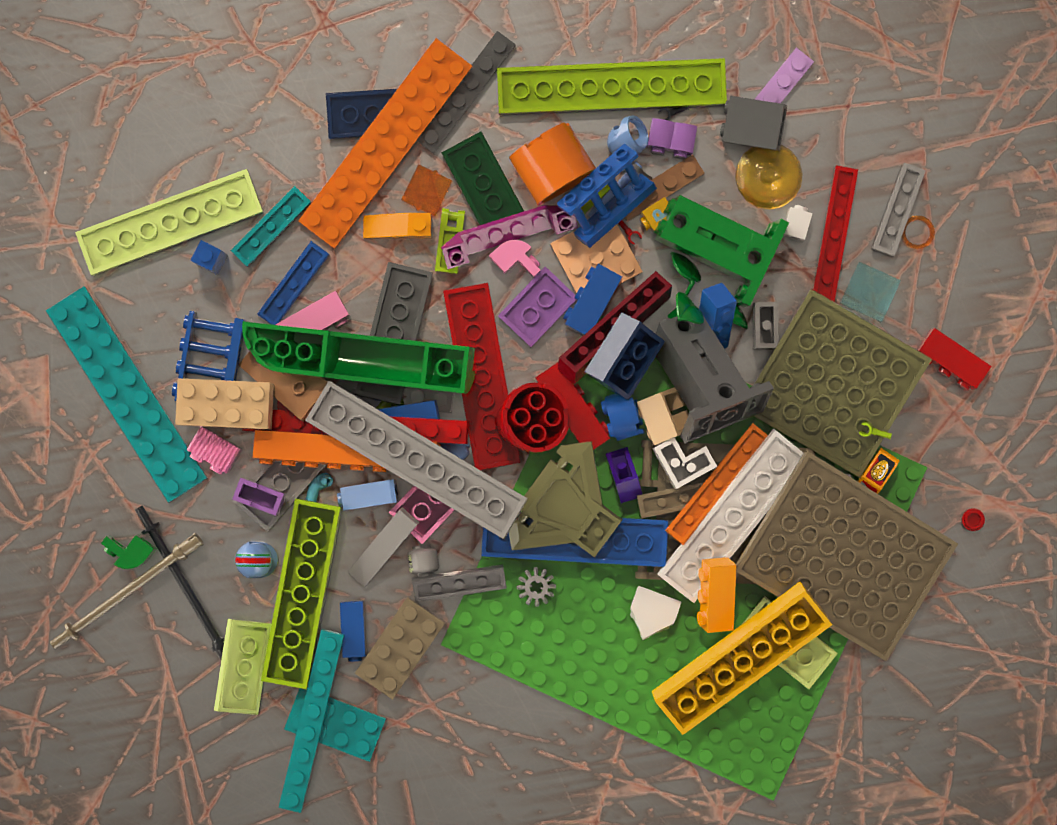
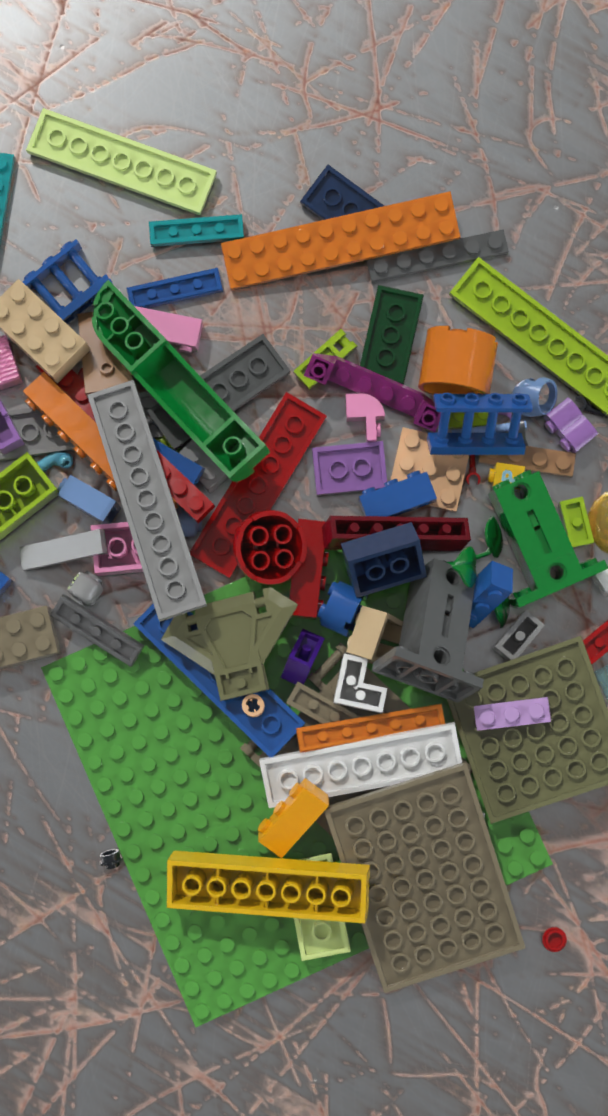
camera: 40 degrees right, 5 degrees down
(209, 257) = (126, 210): blue brick -> none
(398, 226) = (296, 313): light orange slope -> none
(426, 190) = (341, 305): clear orange piece -> none
(538, 578) = (149, 691): light grey gear -> none
(610, 736) = (110, 858): none -> black plate
(623, 534) = (260, 702): none -> light nougat bush
(653, 611) = (231, 787): white slope -> none
(736, 205) = (576, 522): none -> lime plate
(809, 386) = (512, 713): none -> lavender plate
(874, 431) = (533, 794): lime hand -> none
(879, 470) = (511, 831): slope -> none

